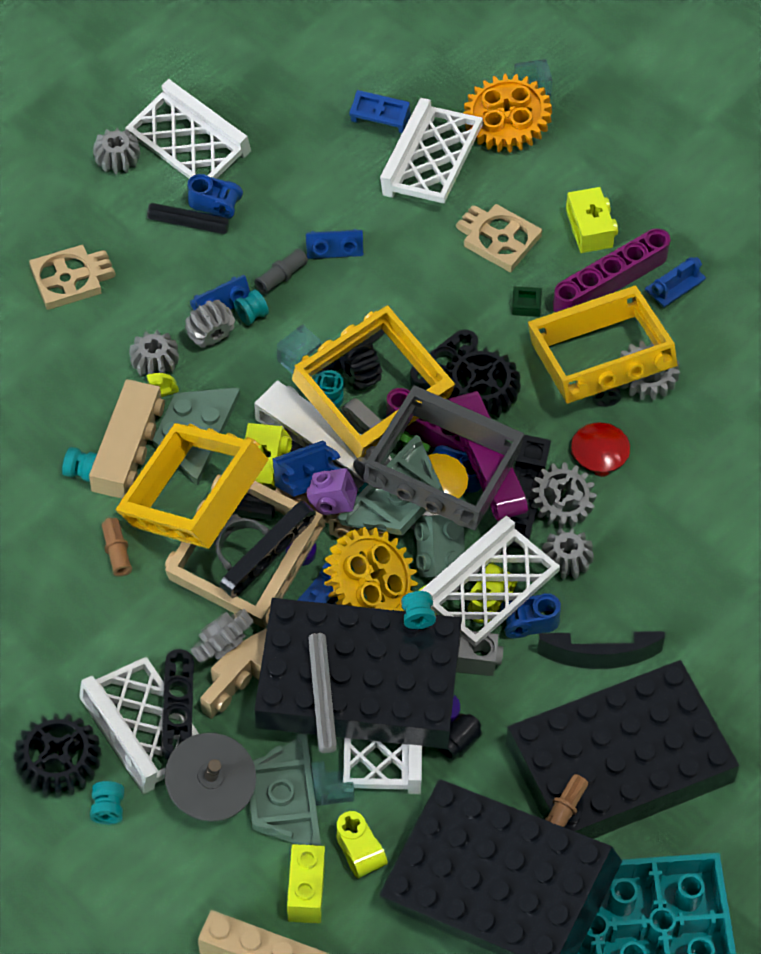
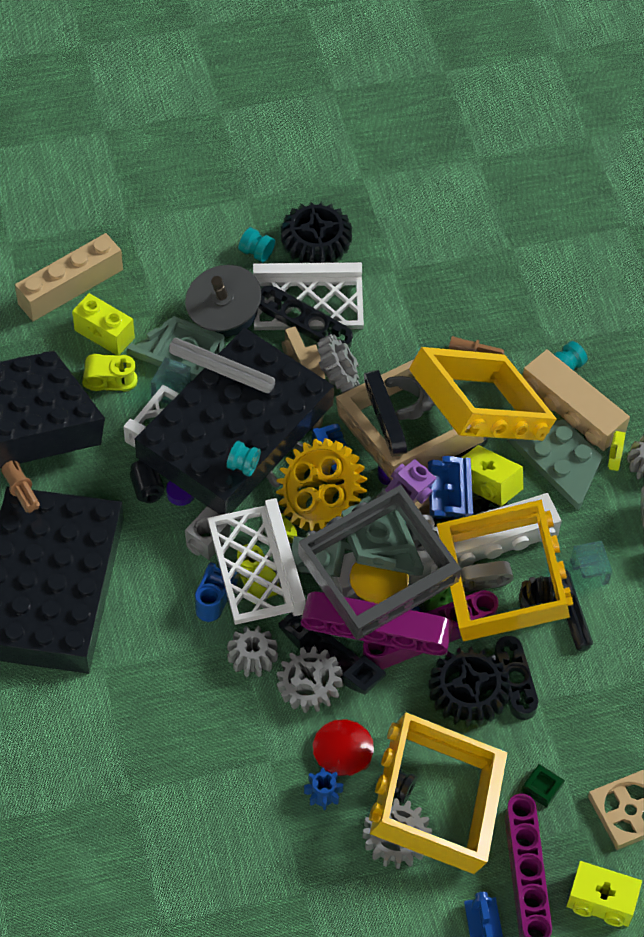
camera: 120 degrees right, 0 degrees up
(332, 385) = (533, 563): teal wheel -> none
(559, 649) = (165, 595): black slope -> none
(650, 437) = (324, 796): none -> blue gear

